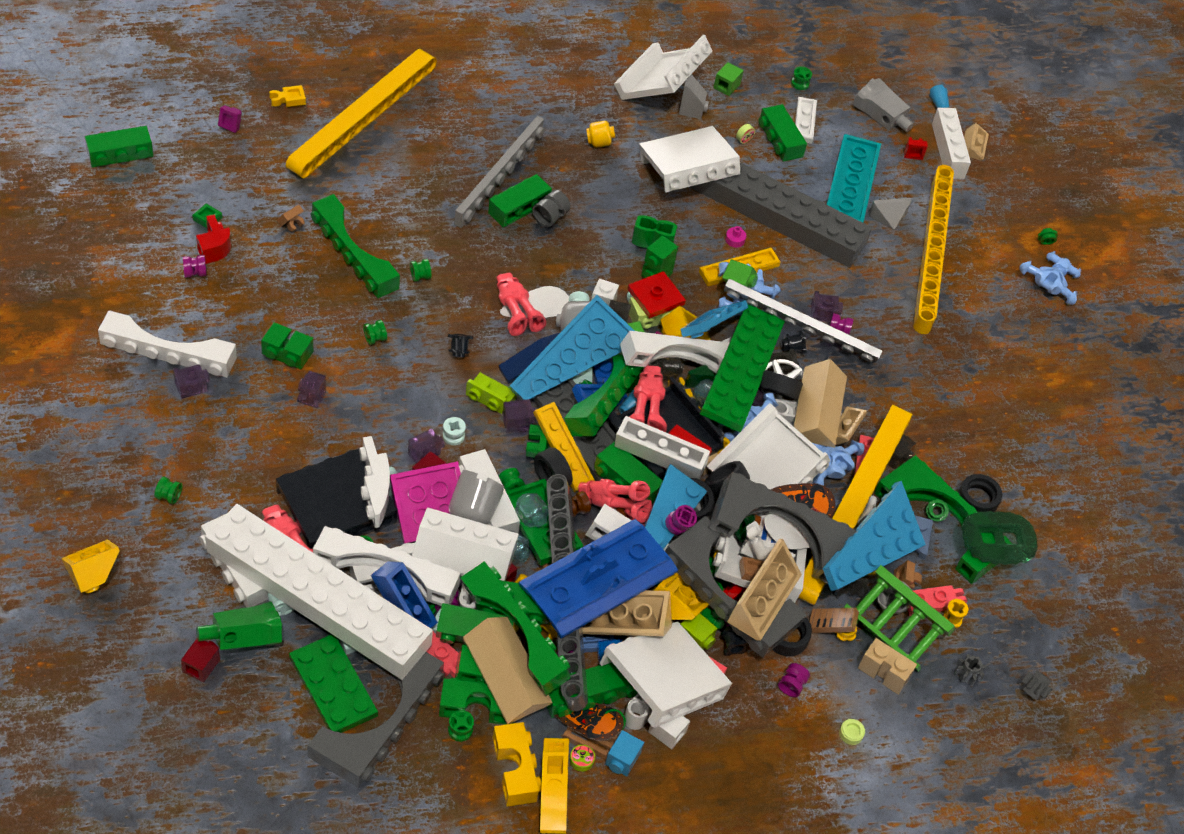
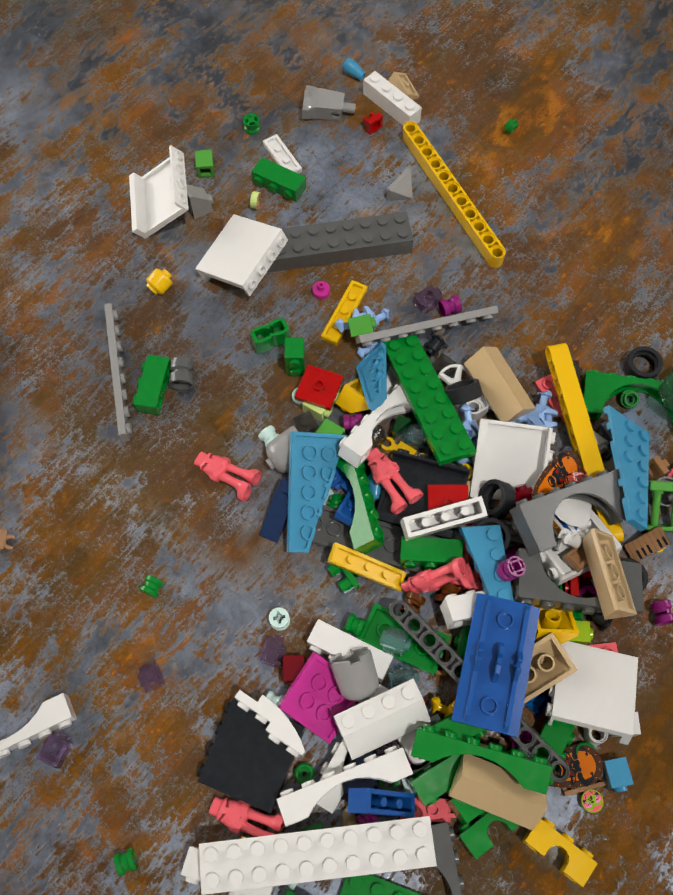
camera: 30 degrees left, 15 degrees up
(290, 351) = (104, 655): green piece -> none
(377, 273) = (109, 535): green arch -> none
(420, 270) = (136, 504): green wheel -> none
(459, 344) = (219, 543): black brick -> none
(460, 719) = (502, 856): green wheel -> none
(489, 392) = (274, 563): lime bracket -> none
(518, 415) = (312, 567): clear purple brick -> none
(546, 299) = (243, 452): white sticker -> none
(550, 463) = (377, 592): black tyre -> none
(554, 786) = (599, 844): yellow slope -> none
(606, 291) = (281, 416): white brick -> none
(849, 423) = (525, 378): tan slope -> none
(854, 176) = (355, 179): teal plate -> none
(1053, 277) = (541, 157): light blue piece -> none

